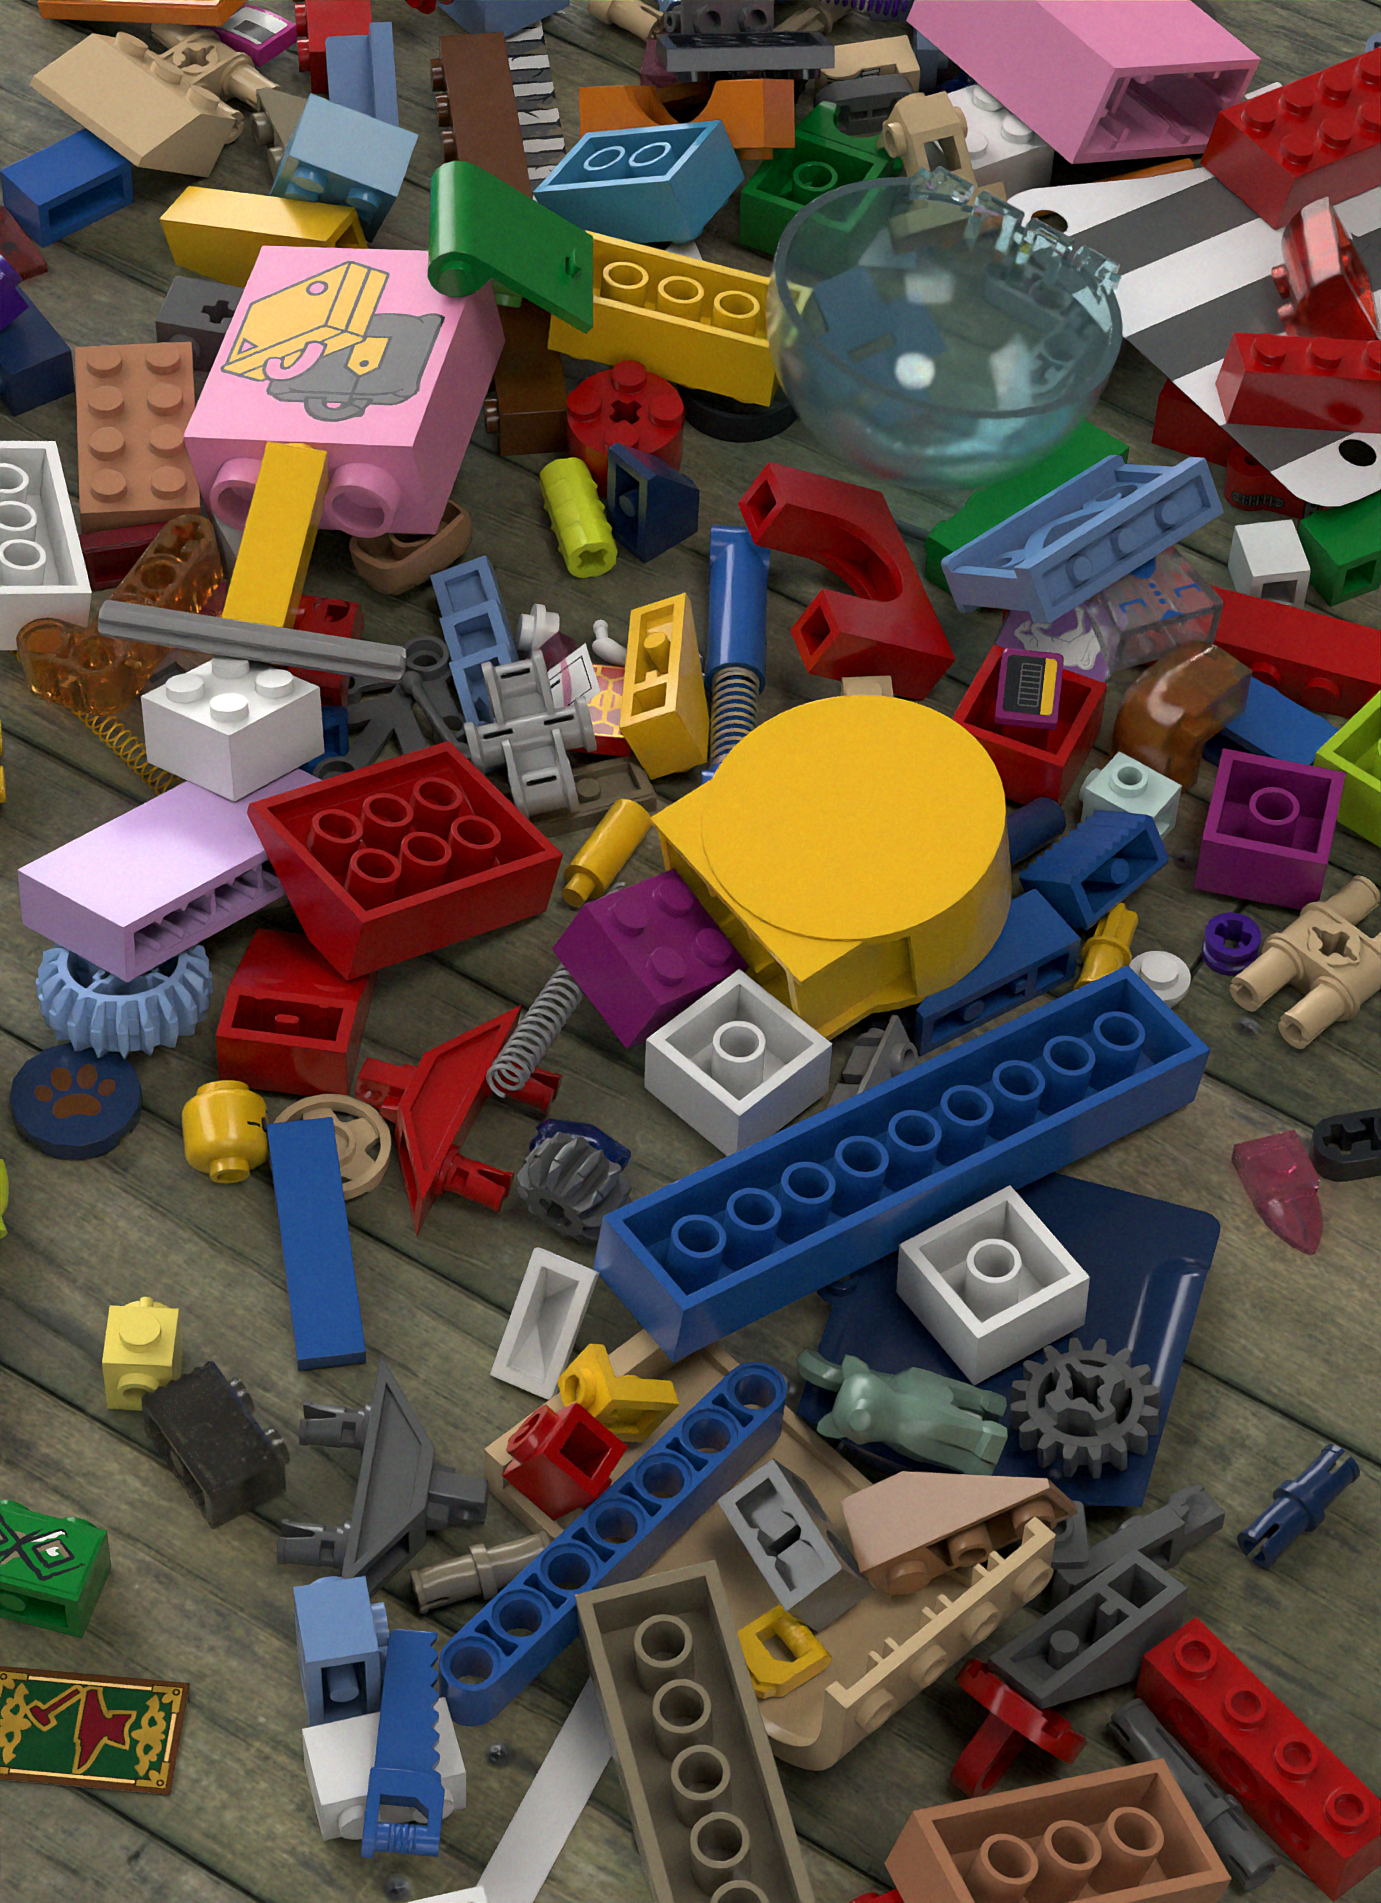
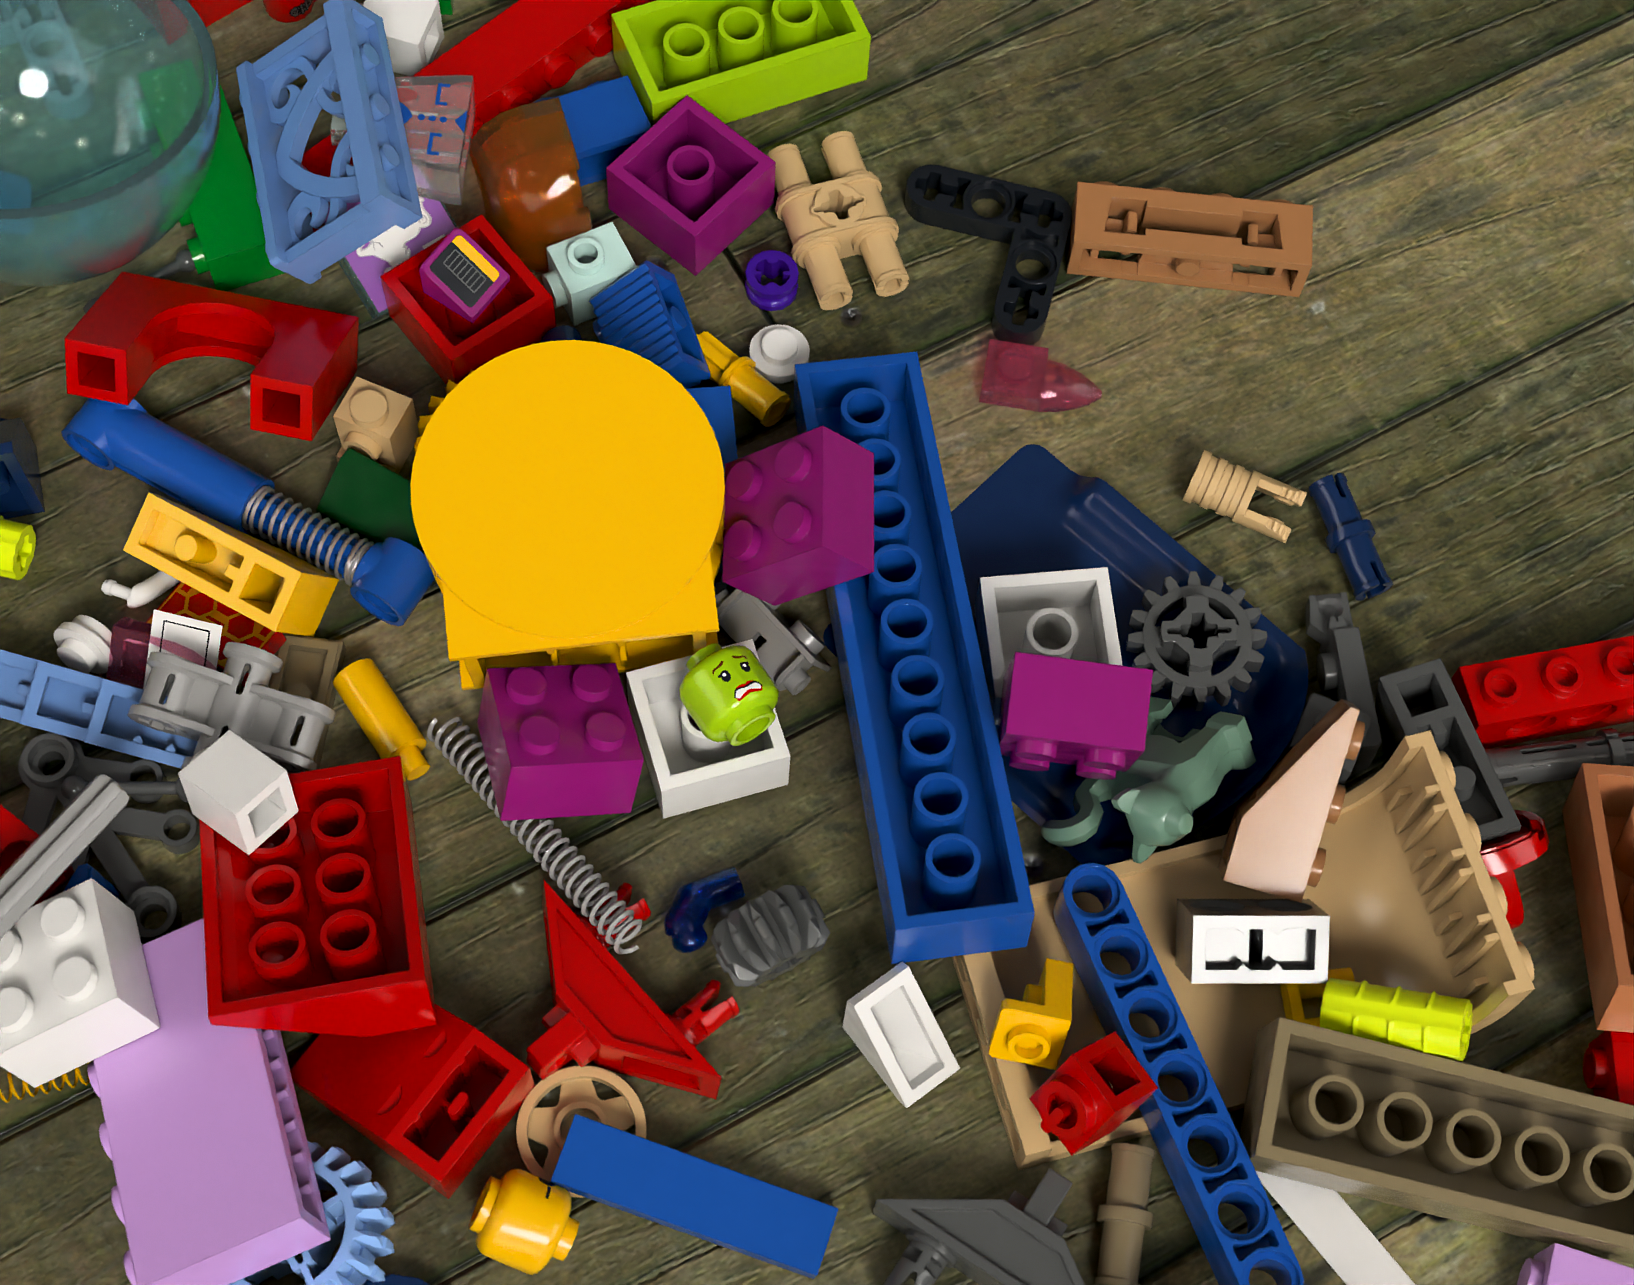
camera: 65 degrees left, 15 degrees up
(452, 750) = (238, 791): none -> white brick
(756, 1032) = (728, 694): none -> lime head
(782, 1675) = (1399, 1017): none -> neon yellow axle
(896, 1276) = (1073, 714): none -> magenta brick
(955, 1002) = (799, 516): none -> magenta brick
(1275, 1390) = (1230, 489): none -> tan hinge

